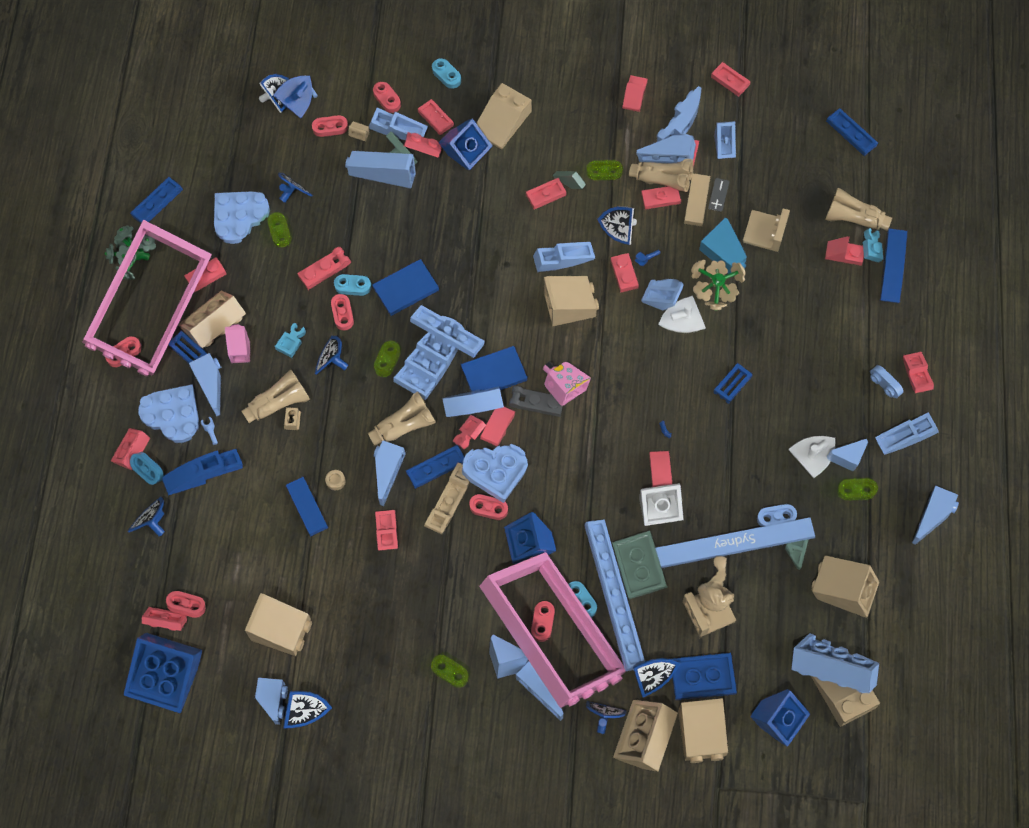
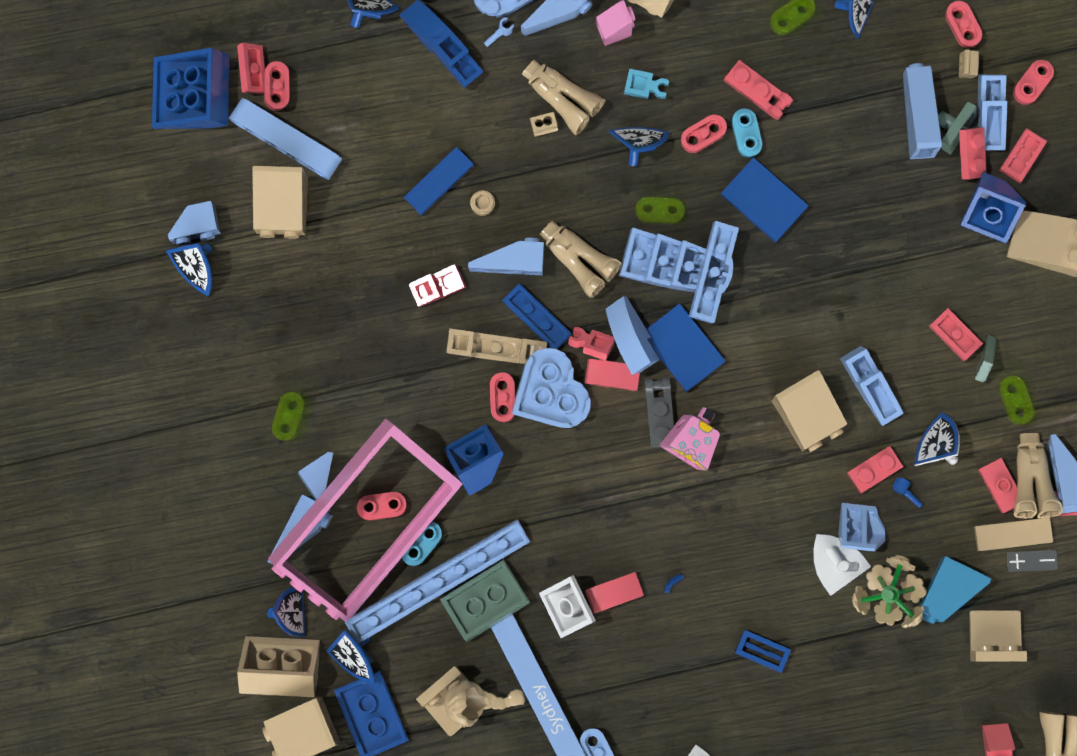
camera: 80 degrees right, 15 degrees up
(229, 610) = (285, 138): none -> light blue beam

